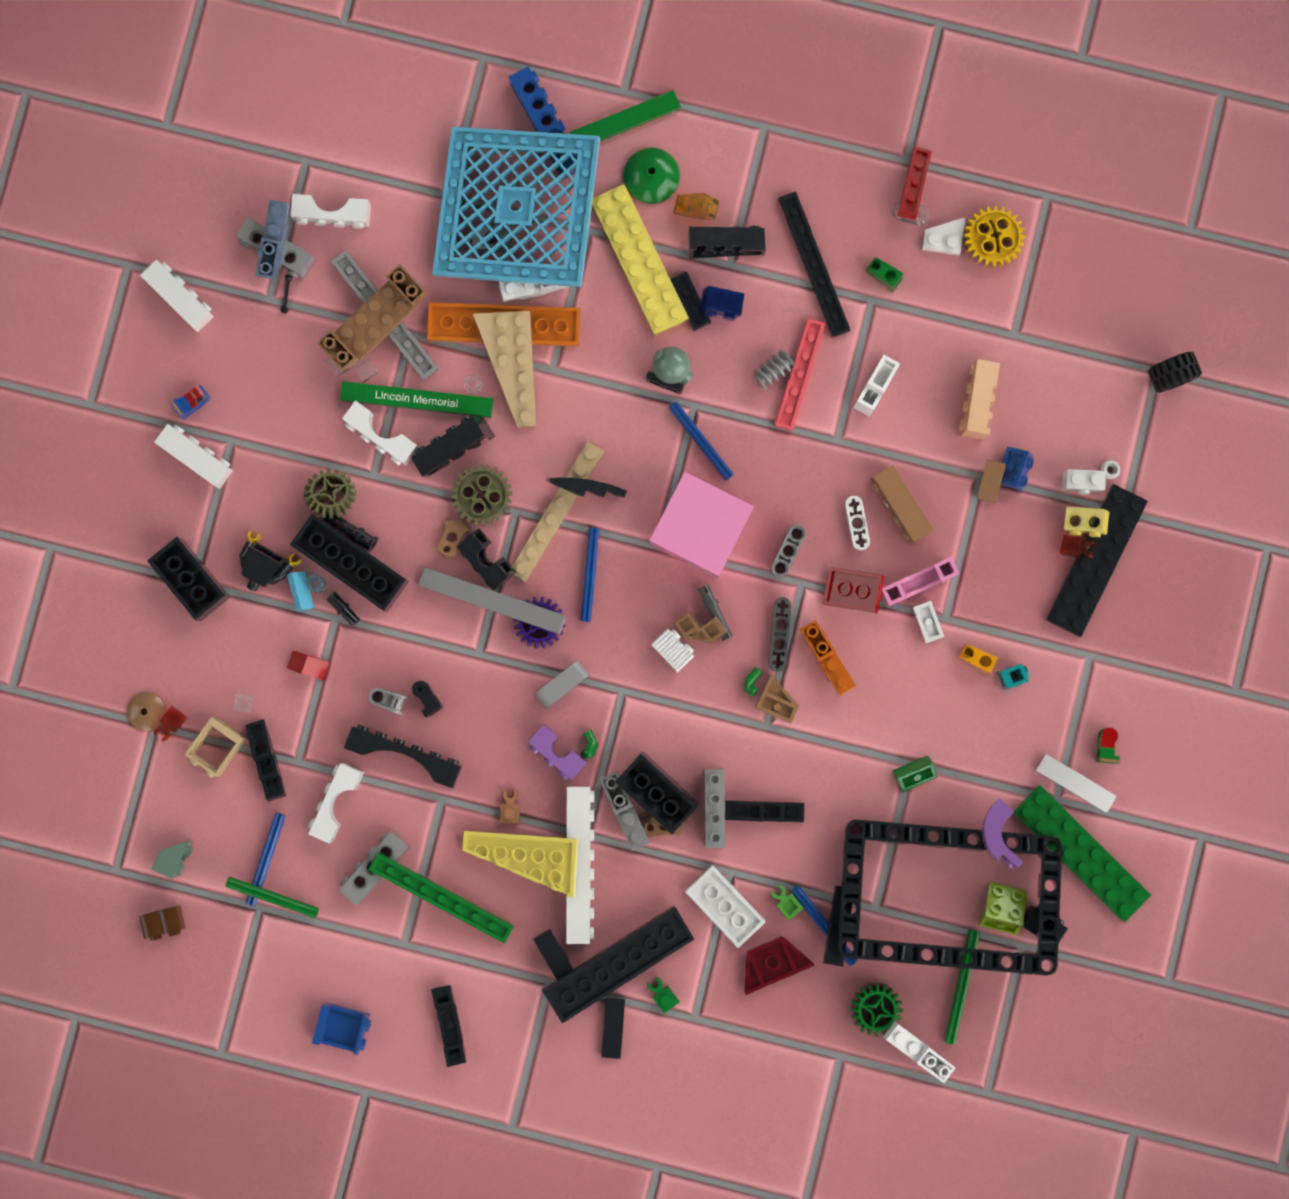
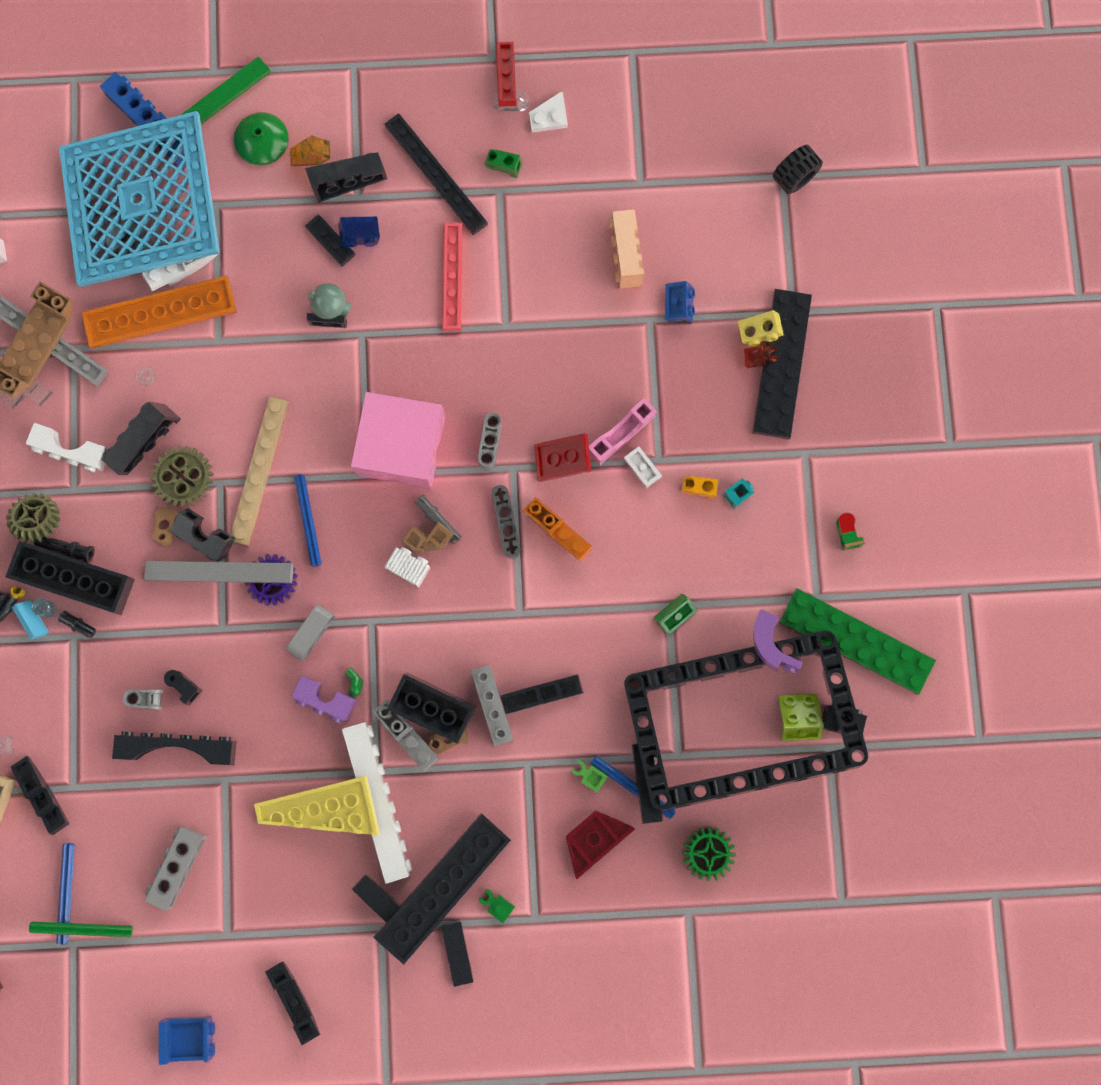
camera: 20 degrees left, 5 degrees down
(308, 665) = (58, 689): slope -> none
(325, 824) = (114, 839): white arch -> none
(417, 399) = (94, 406): green tile -> none
(441, 897) = (248, 876): green tile -> none
(510, 350) = (172, 334): tan wing -> none
(510, 811) = (294, 771): nougat plate -> none
(580, 486) = (272, 437): black slope -> none
(639, 260) = (271, 217): light yellow plate -> none
(701, 441) = (377, 364): blue axle -> none
(725, 906) = (531, 798): white tile -> none
(749, 682) = (490, 575): green arm -> none
(773, 368) = (424, 277): light grey piece -> none
(777, 701) = (522, 585): medium nougat wing -> none
(864, 536) = (537, 387): white beam -> none
(876, 385) = (527, 265): white slope -> none
(901, 504) = (584, 366): medium nougat brick -> none
(919, 1052) = (763, 882): white slope -> none
(961, 990) = (784, 810): green axle -> none
(991, 481) = (661, 319): medium nougat slope -> none
(1011, 234) = (608, 93): yellow gear -> none
(1076, 783) = (830, 575): white slope -> none
(1083, 481) = (746, 293): white brick -> none
(1114, 465) = (770, 272): white plate -> none

